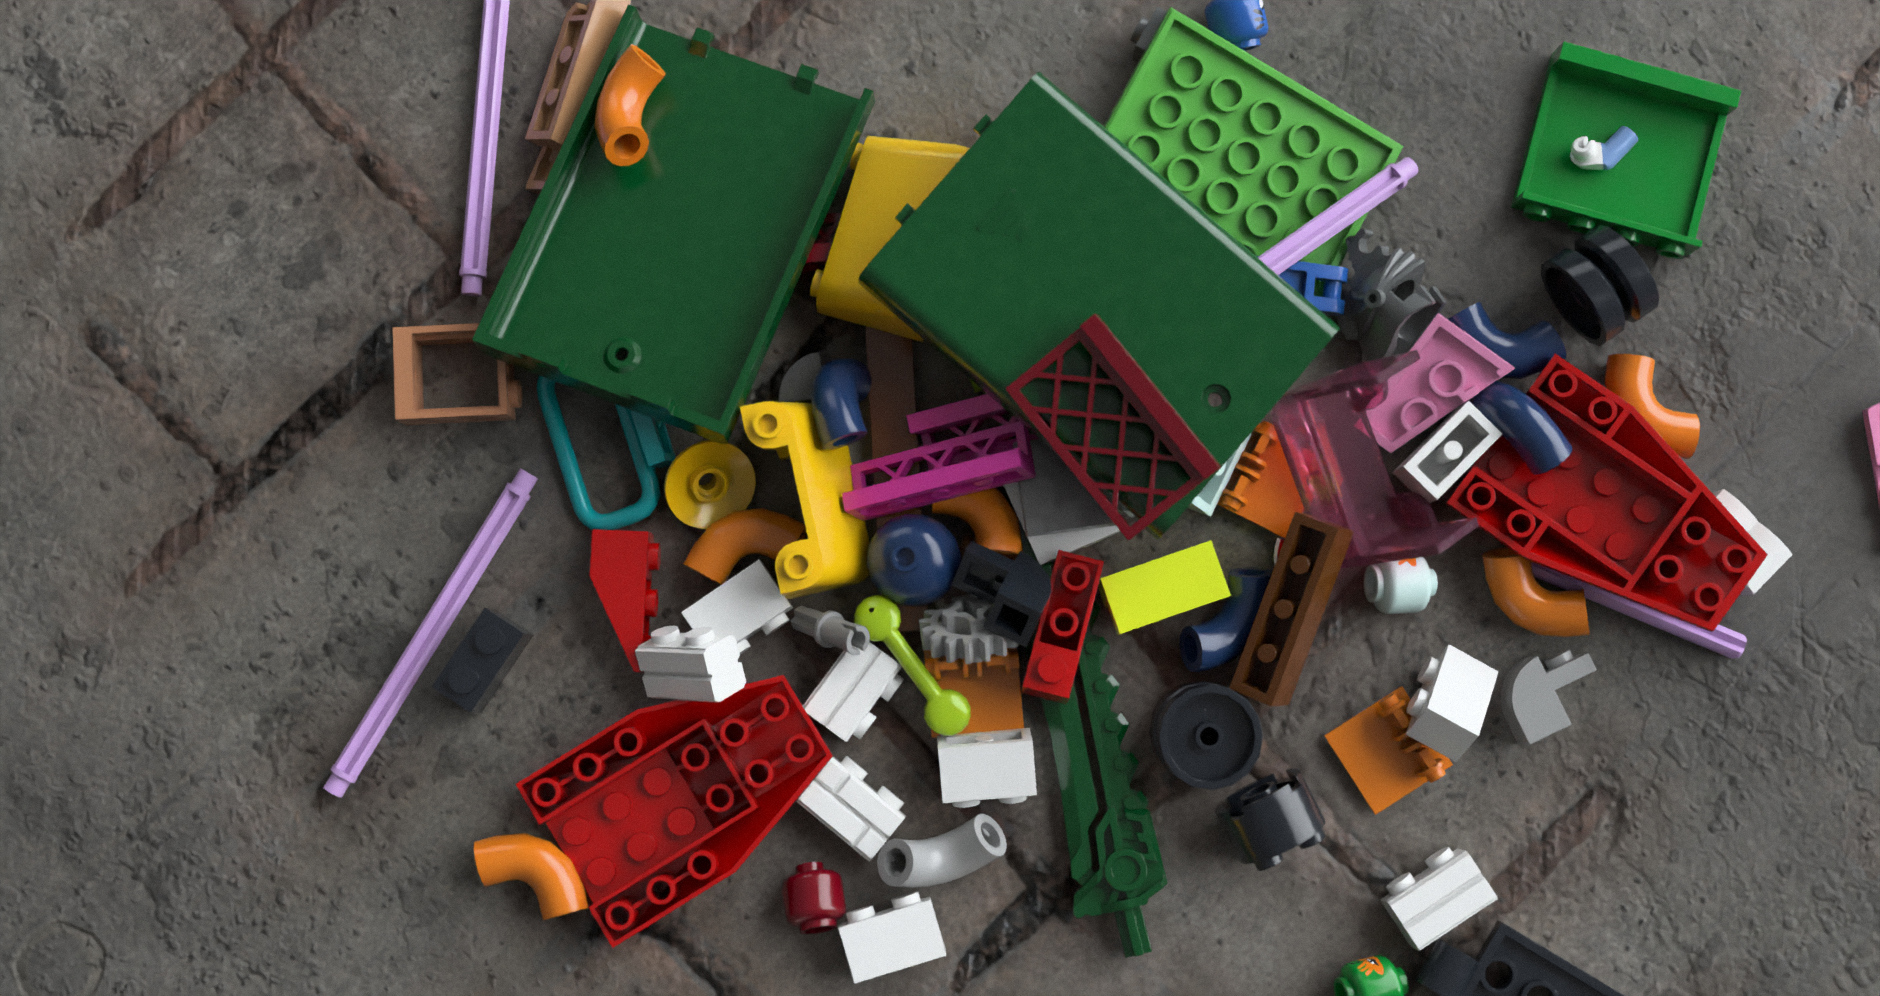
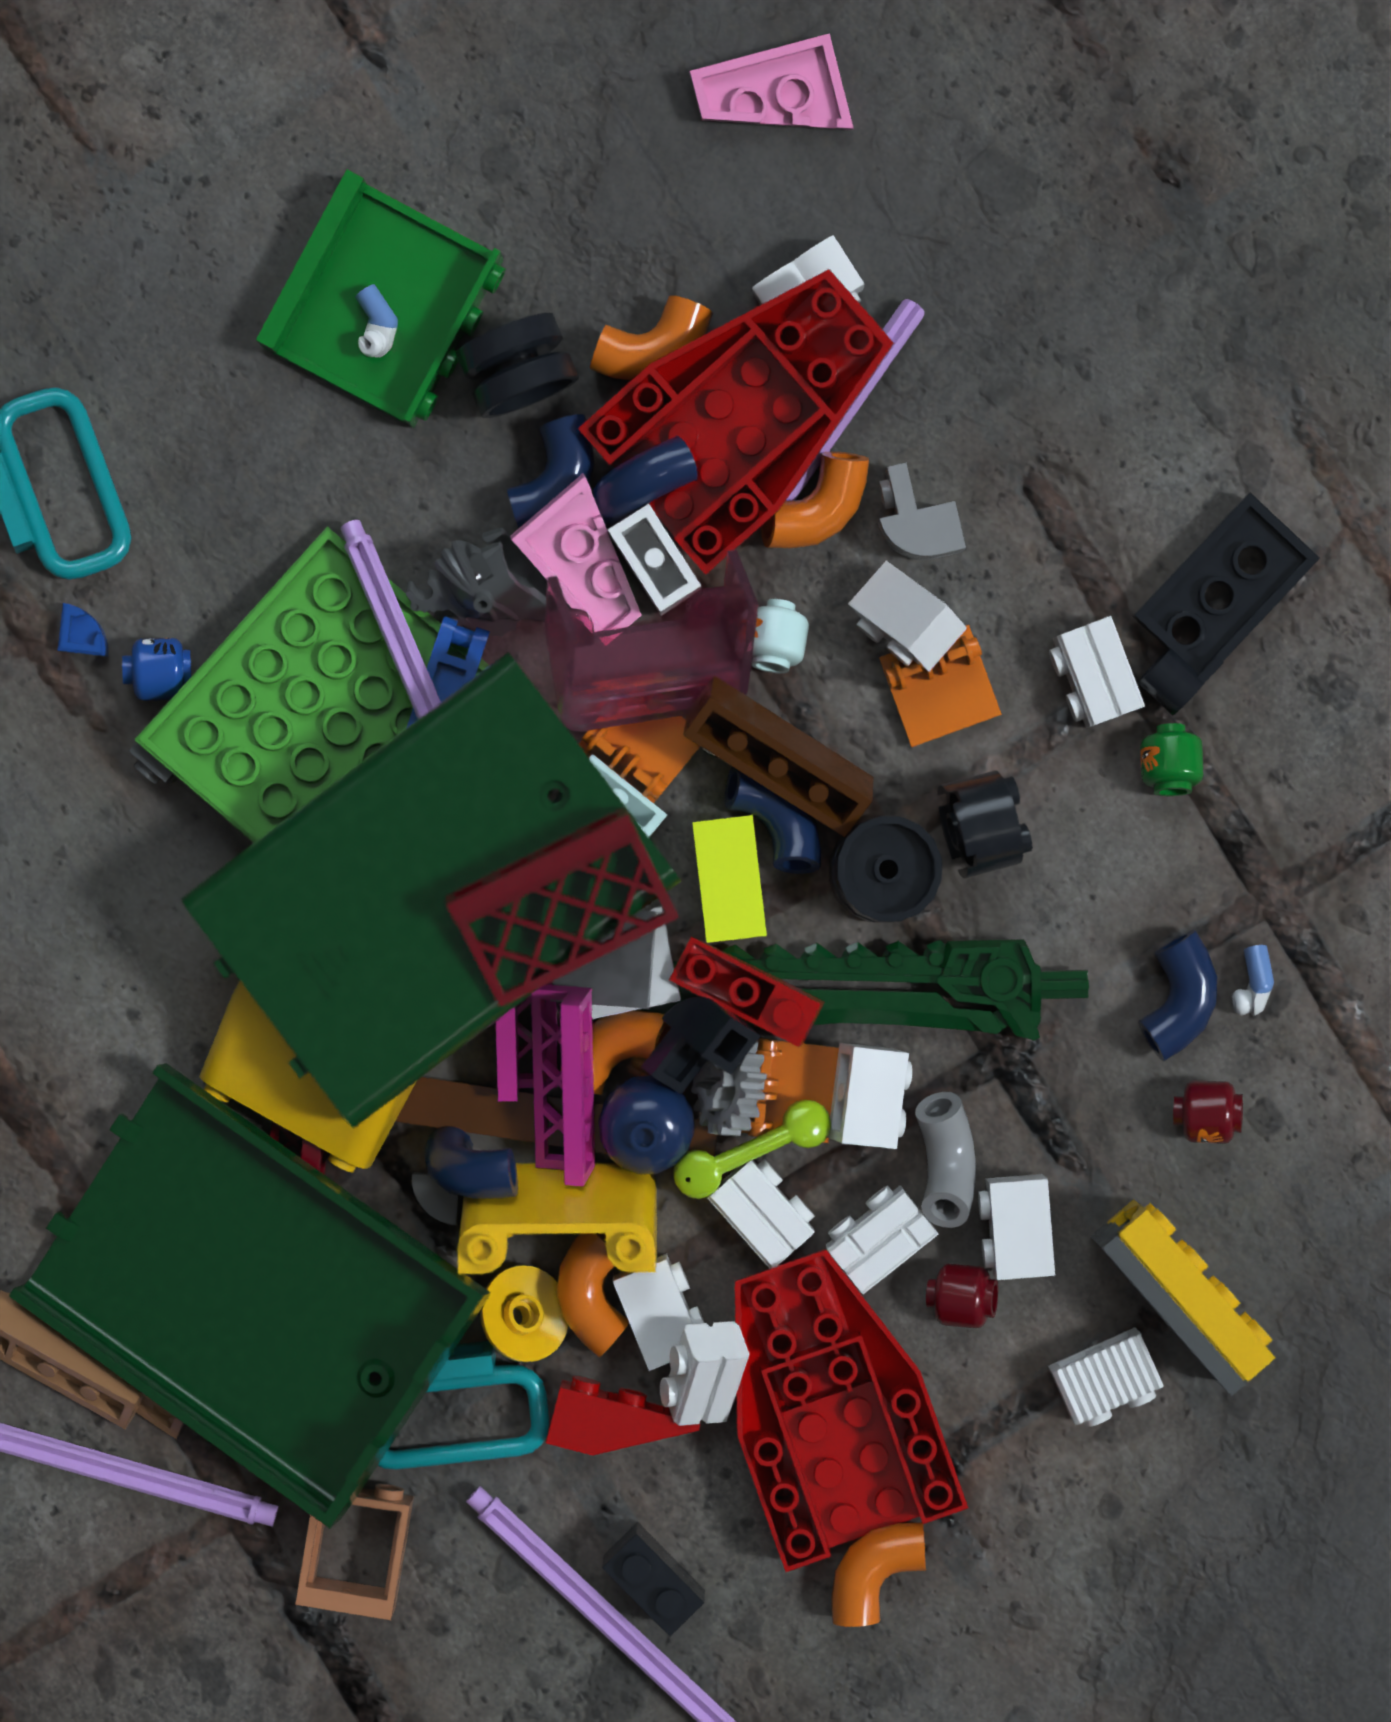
camera: 75 degrees left, 5 degrees up
(622, 105) = (117, 1325): orange cylinder -> none
(831, 629) = (699, 1223): light grey axle -> none

